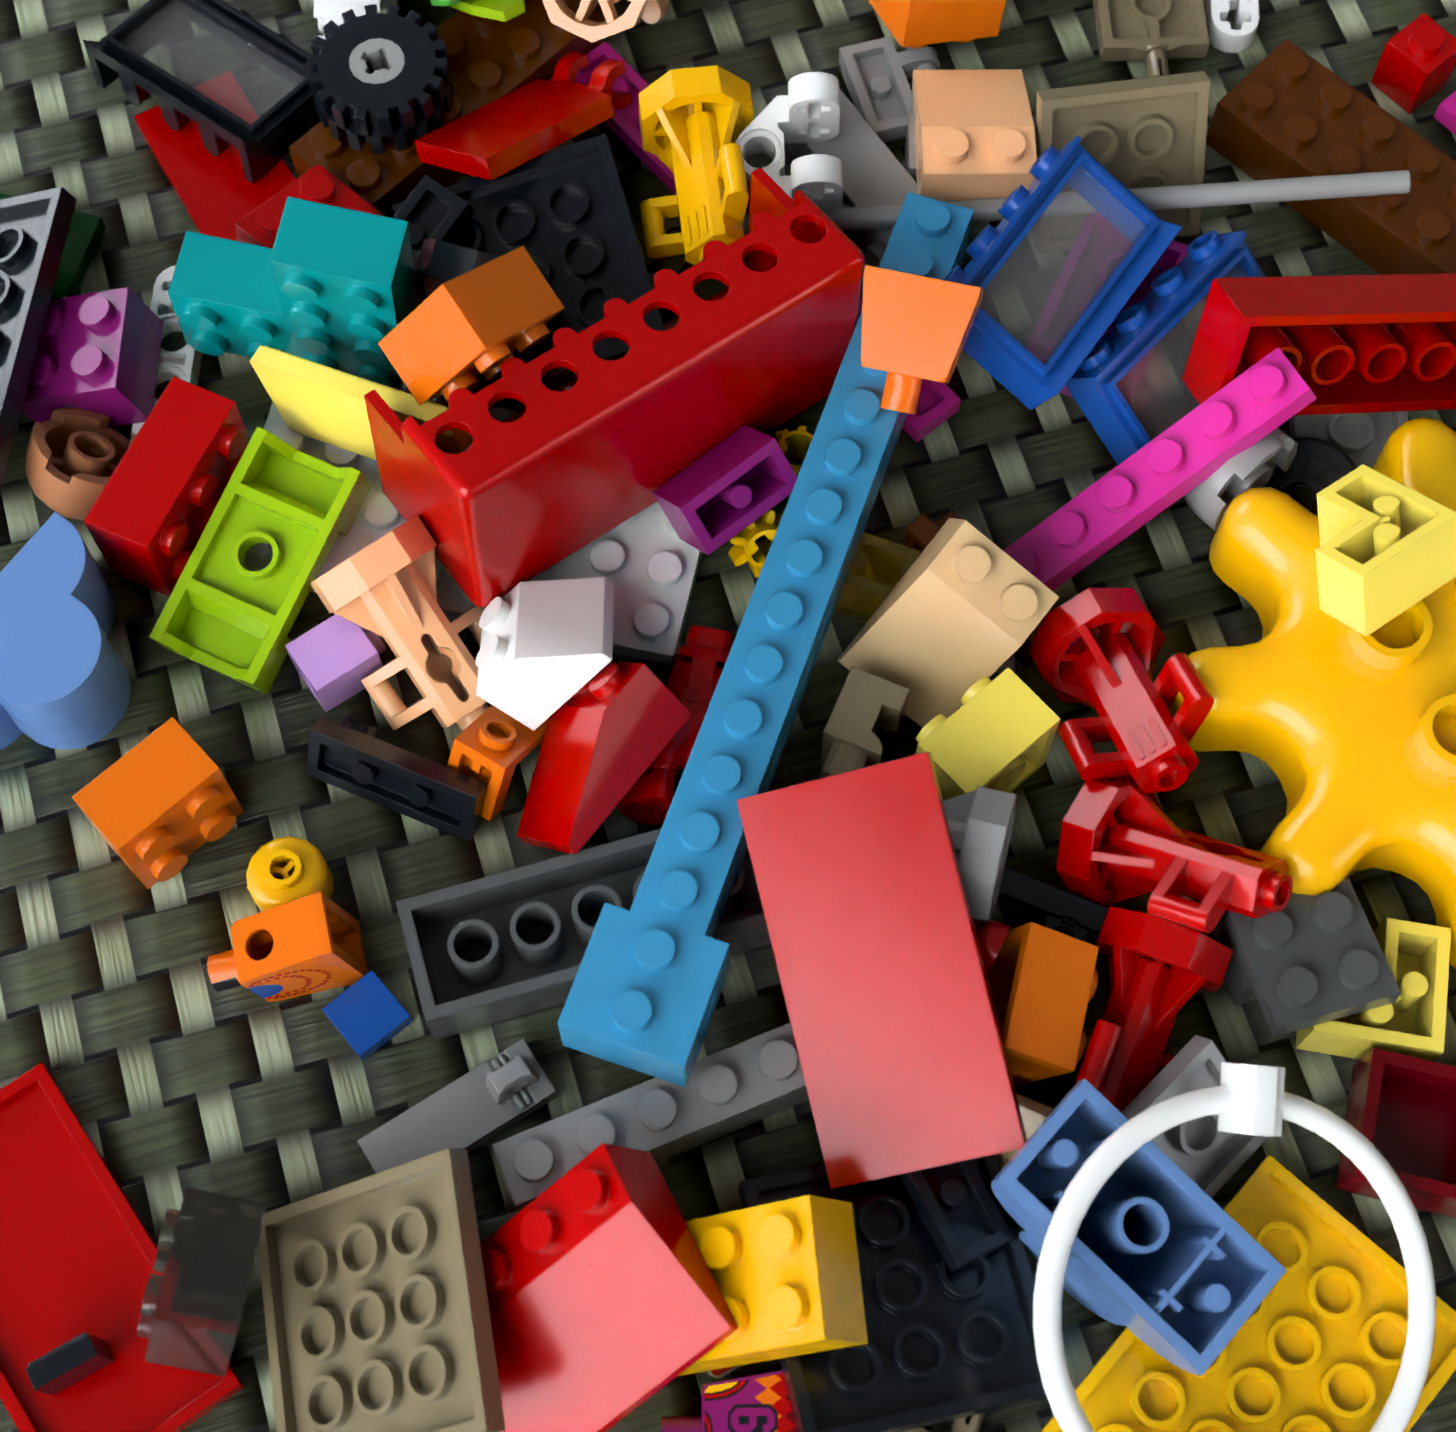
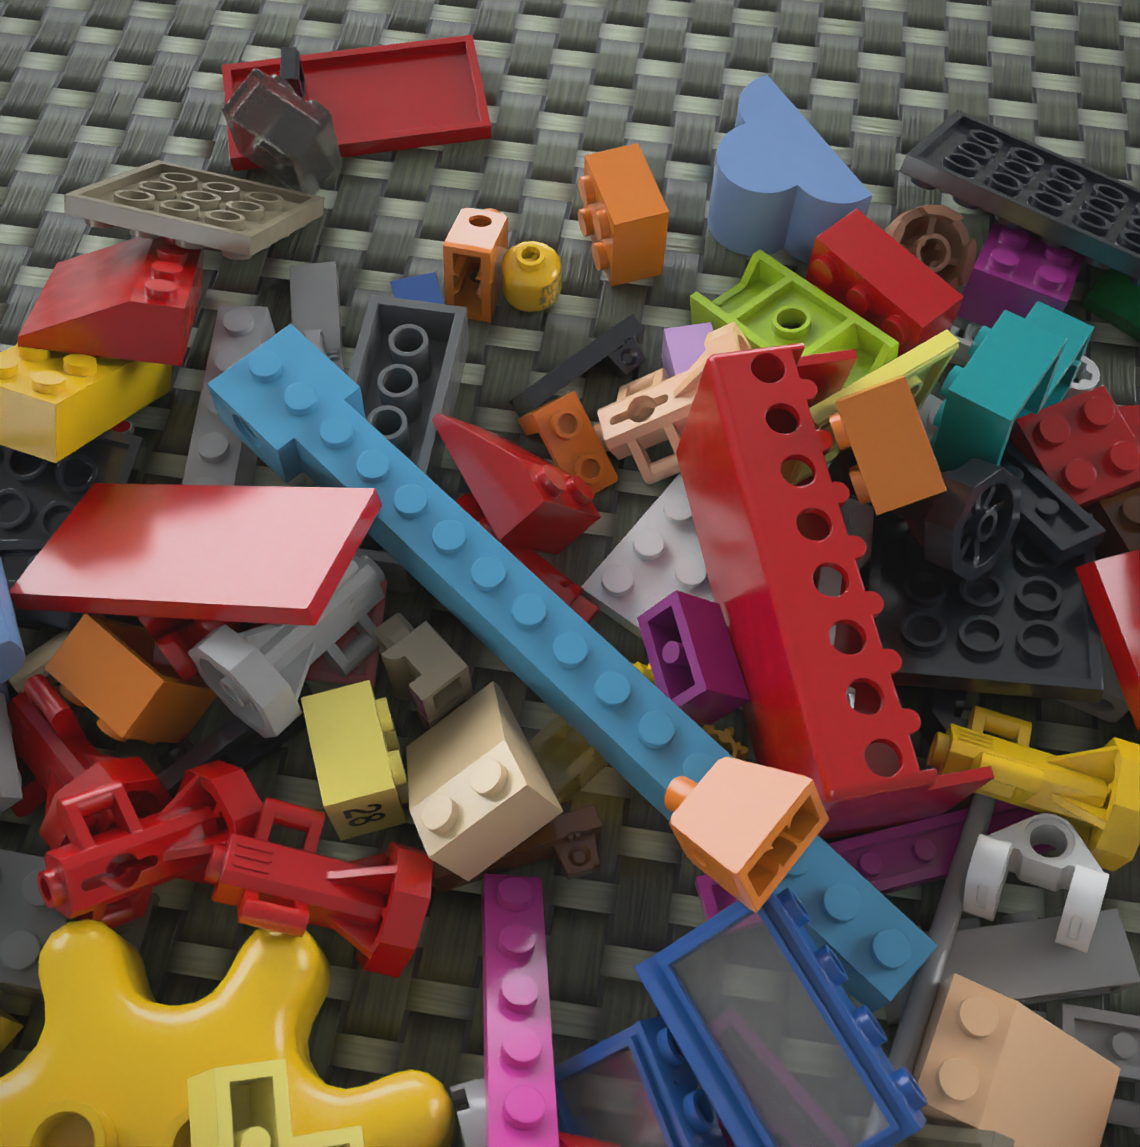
camera: 115 degrees right, 5 degrees down
(544, 645) = (620, 470): white slope -> none

